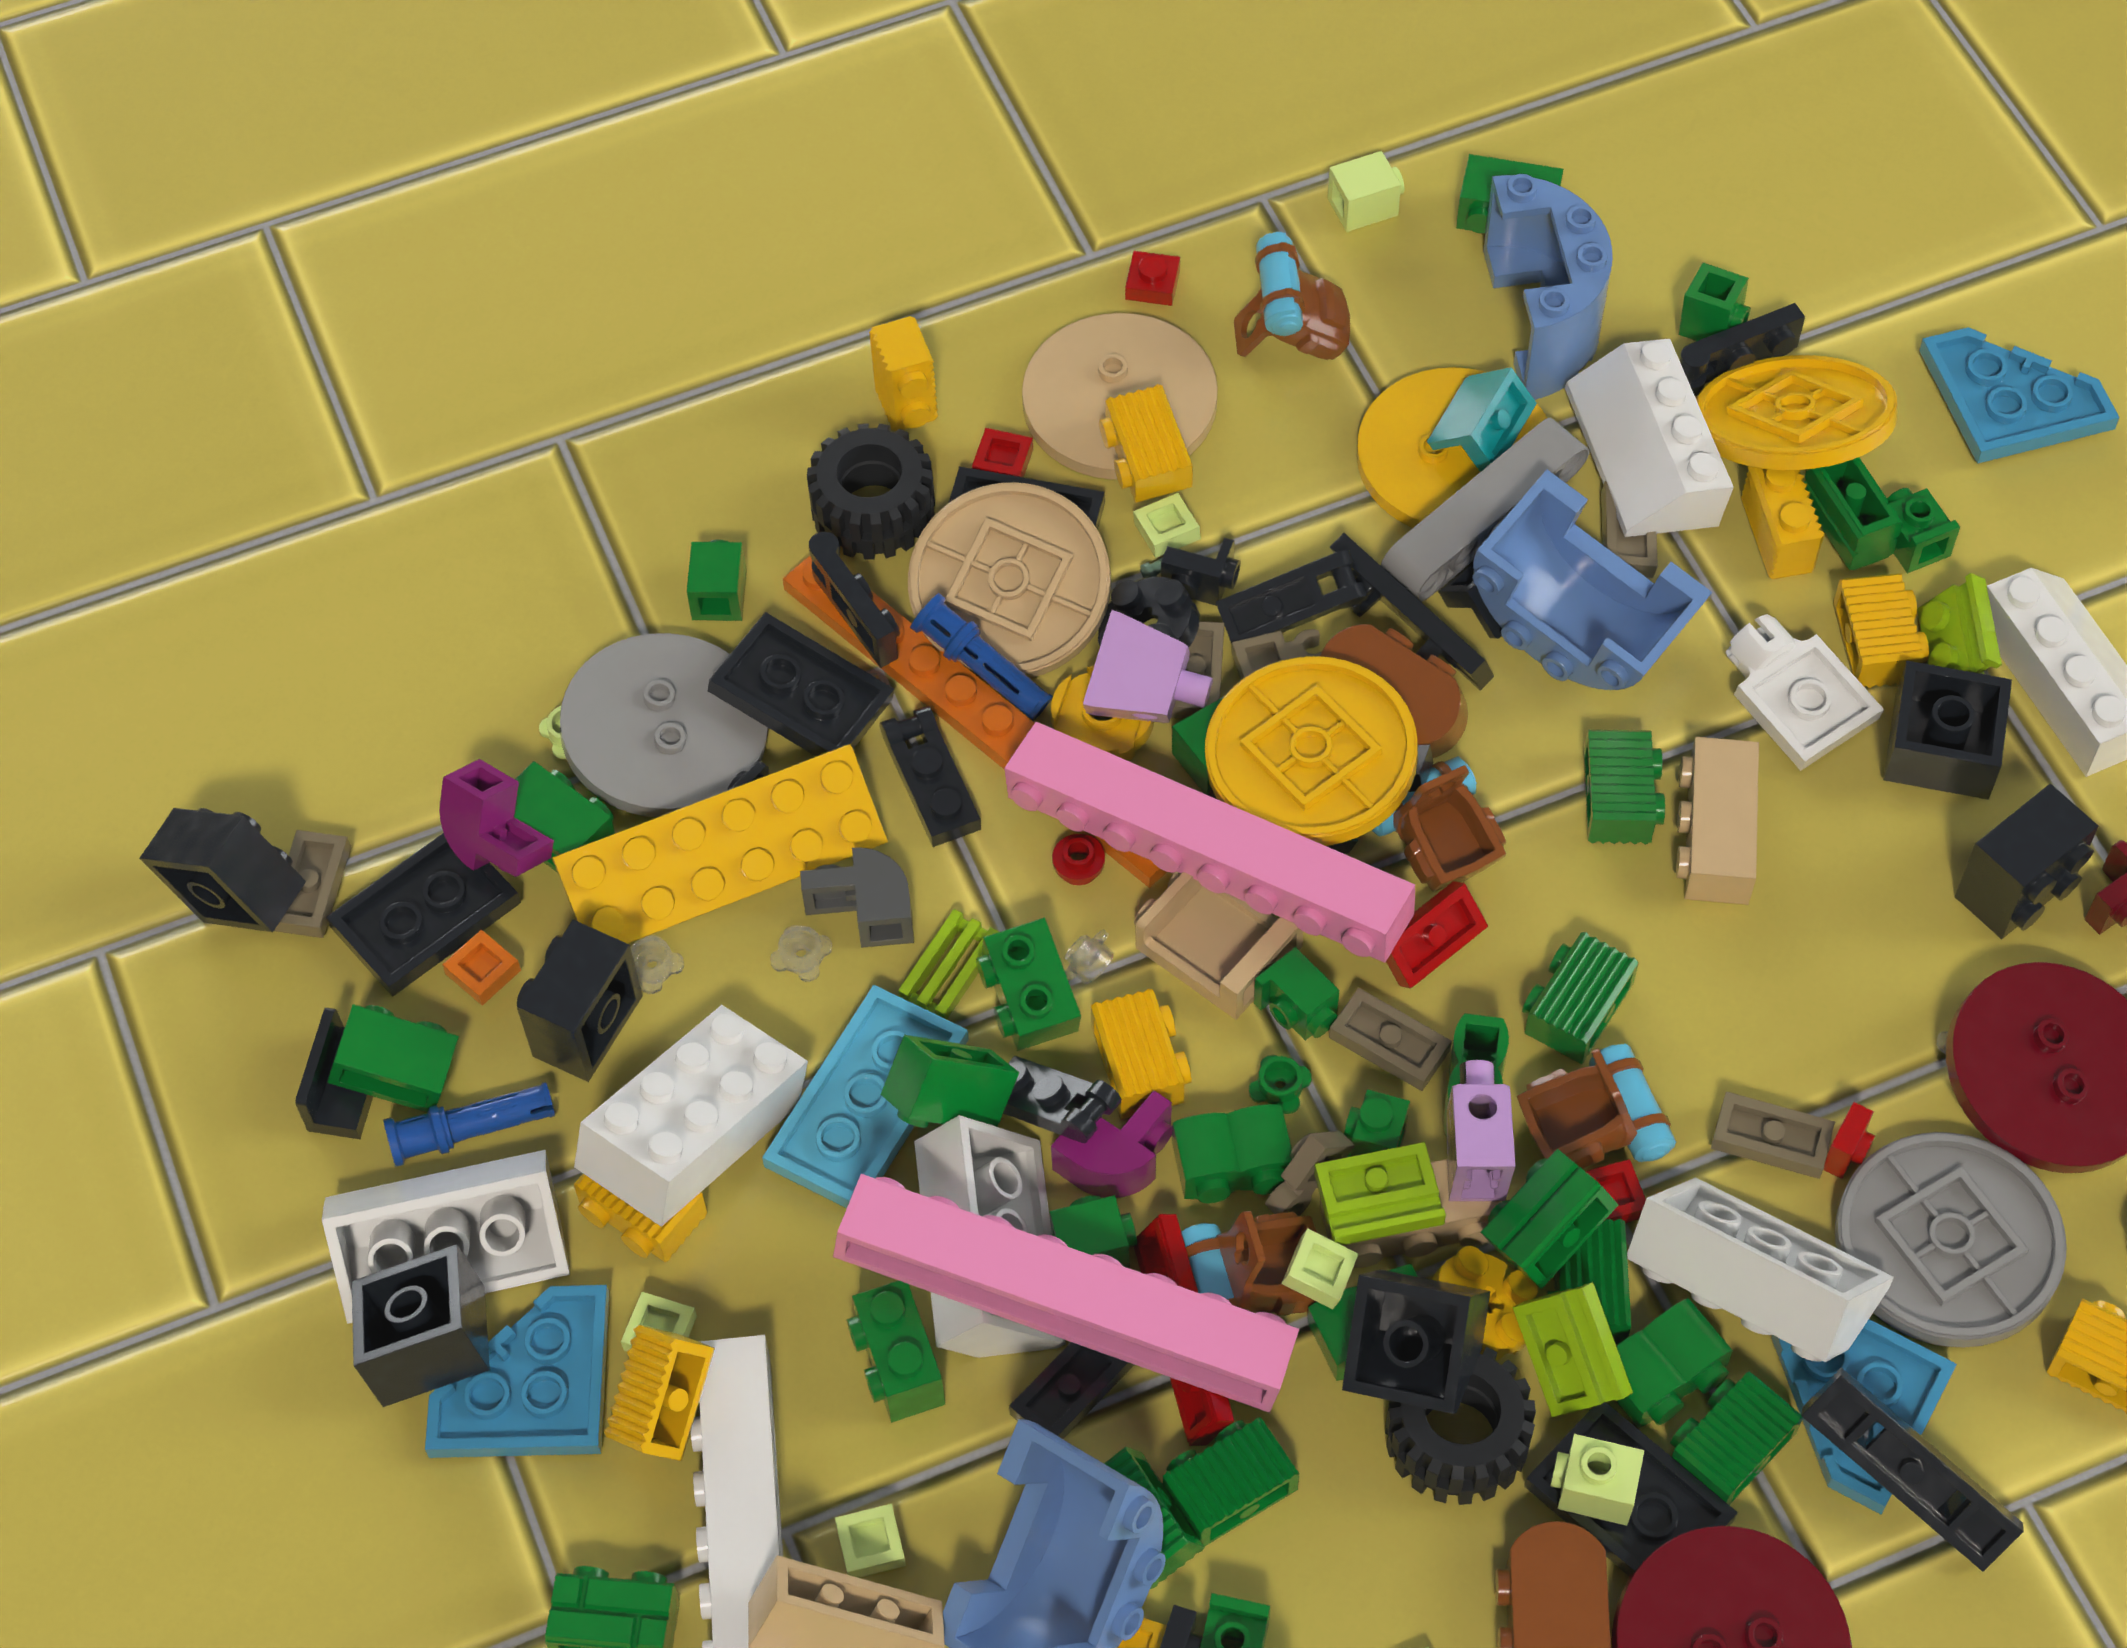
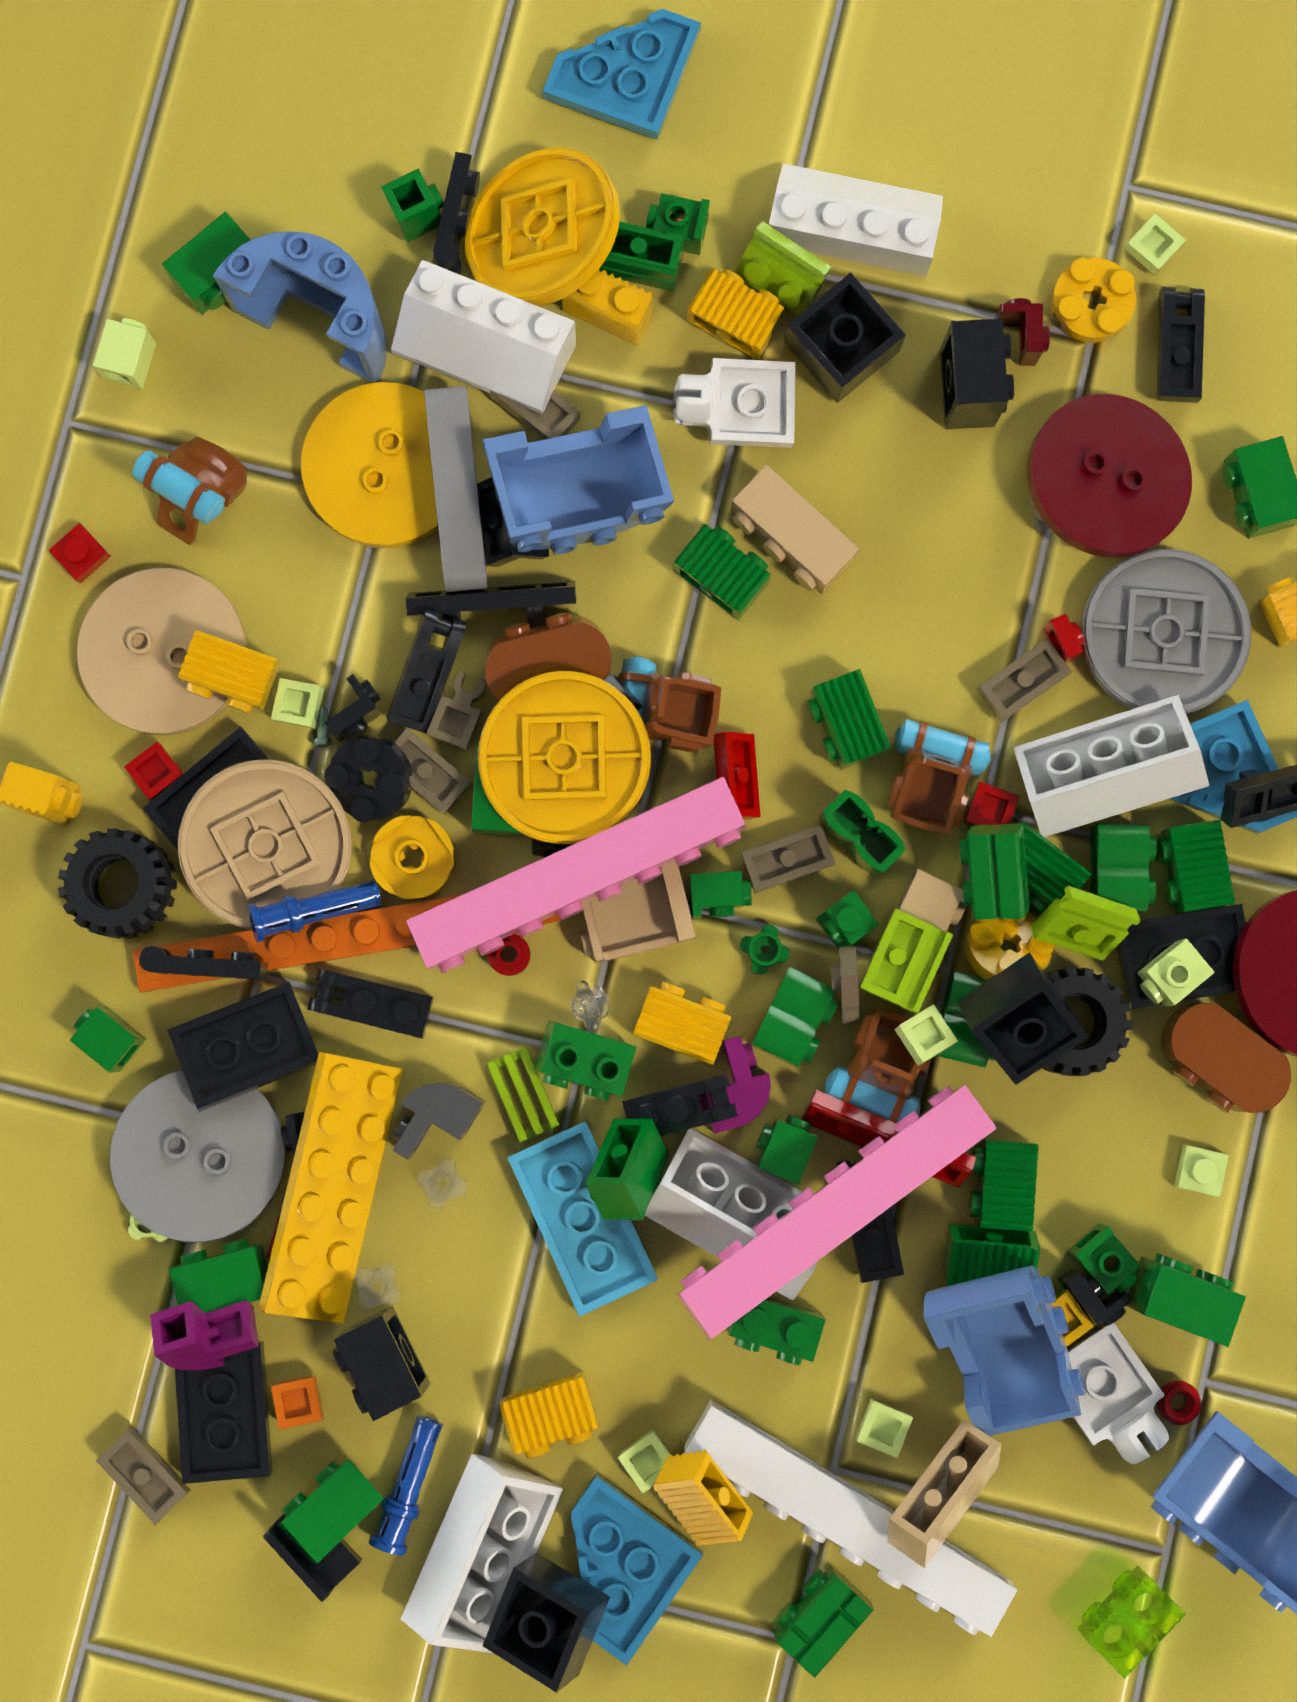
camera: 55 degrees left, 25 degrees up
(223, 868) = (101, 1540): black brick -> none
(690, 1115) = (525, 1350): white brick -> none
(1142, 674) = (419, 820): lavender torso -> none
(1479, 1136) = (940, 884): lavender torso -> none
(1485, 416) = (383, 432): teal panel -> none

